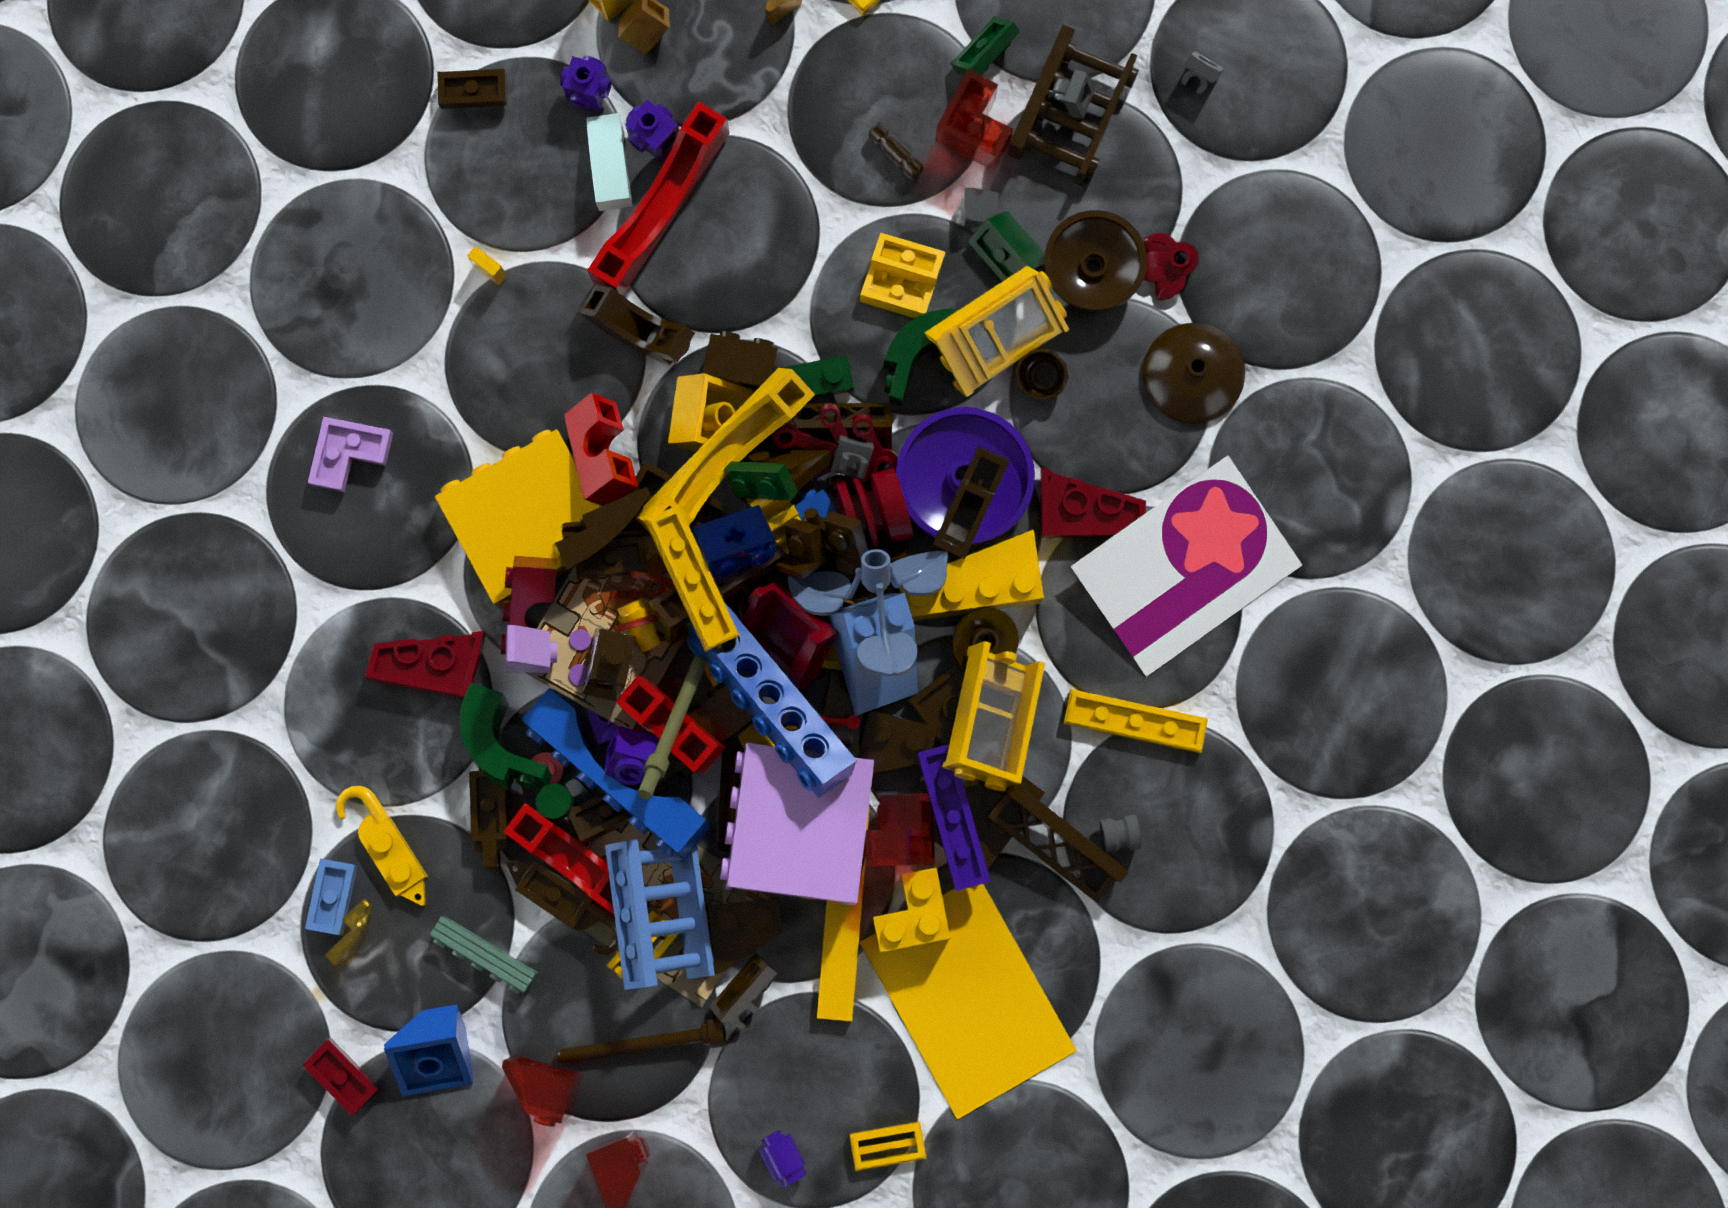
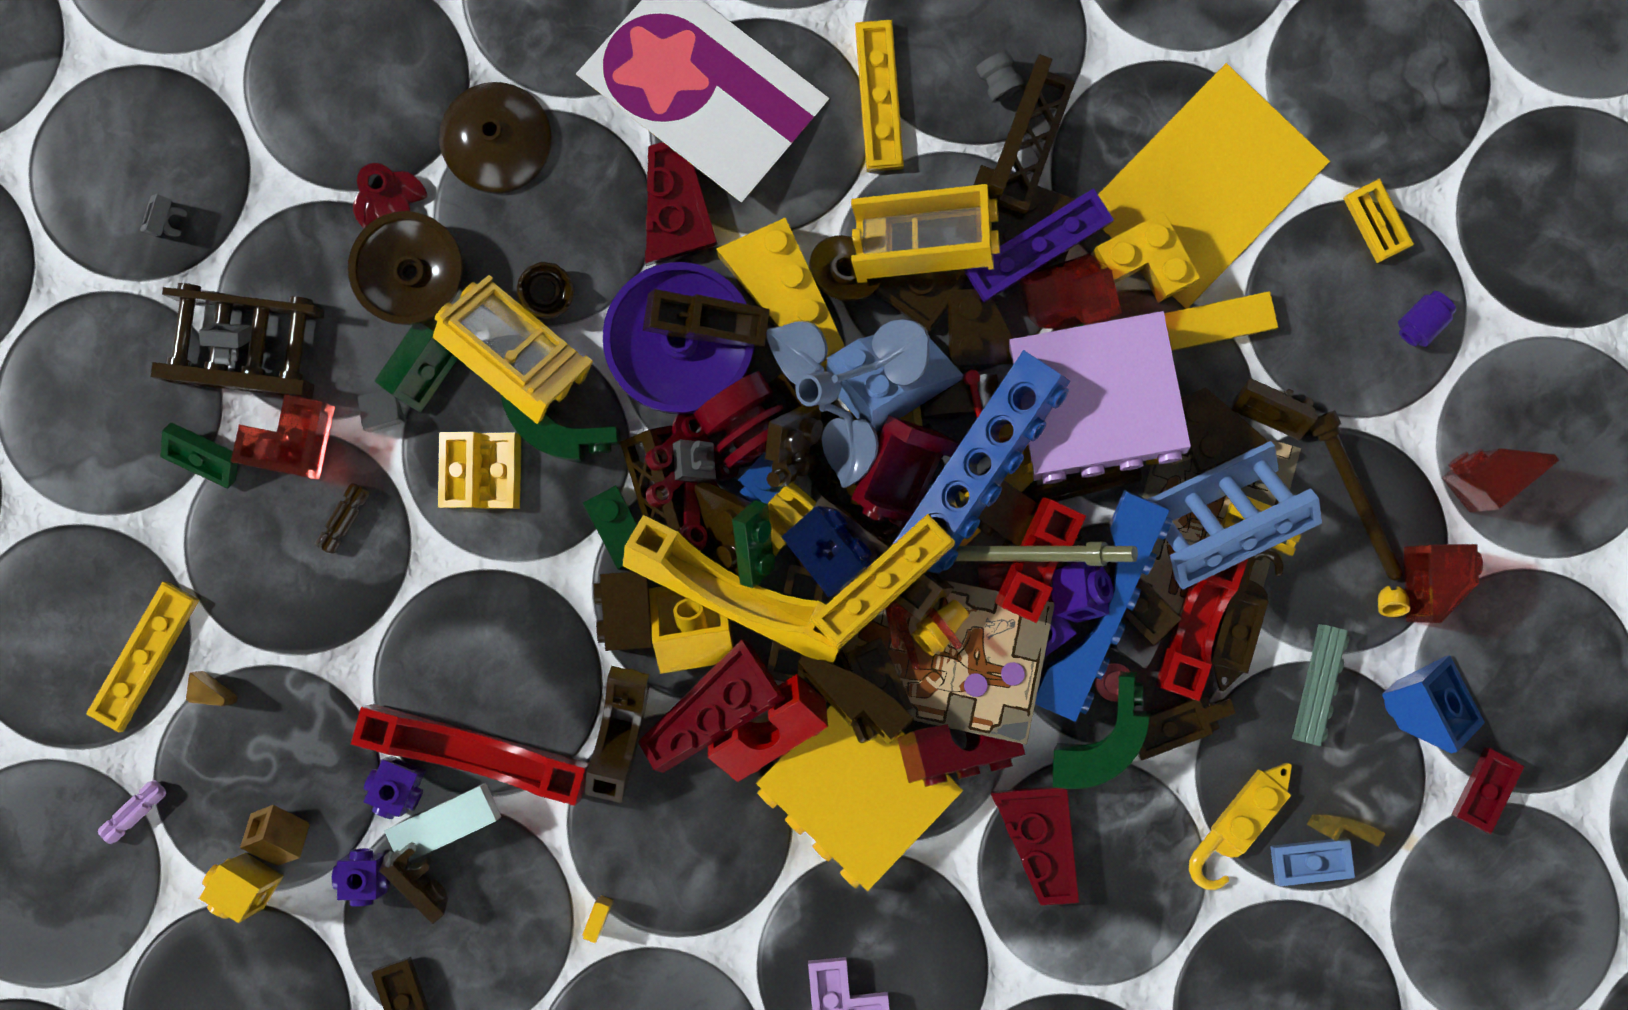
camera: 110 degrees left, 5 degrees up
(529, 650) = (1010, 730): lavender slope -> none
(536, 1044) = (1393, 602): none -> yellow hinge
(554, 802) = (1149, 659): dark green tile -> none
(566, 122) = (412, 882): none -> dark brown plate
(608, 664) = (993, 644): dark brown torso -> none
(633, 413) = (718, 704): none -> dark red wing
(804, 549) = (812, 477): dark brown bracket -> none

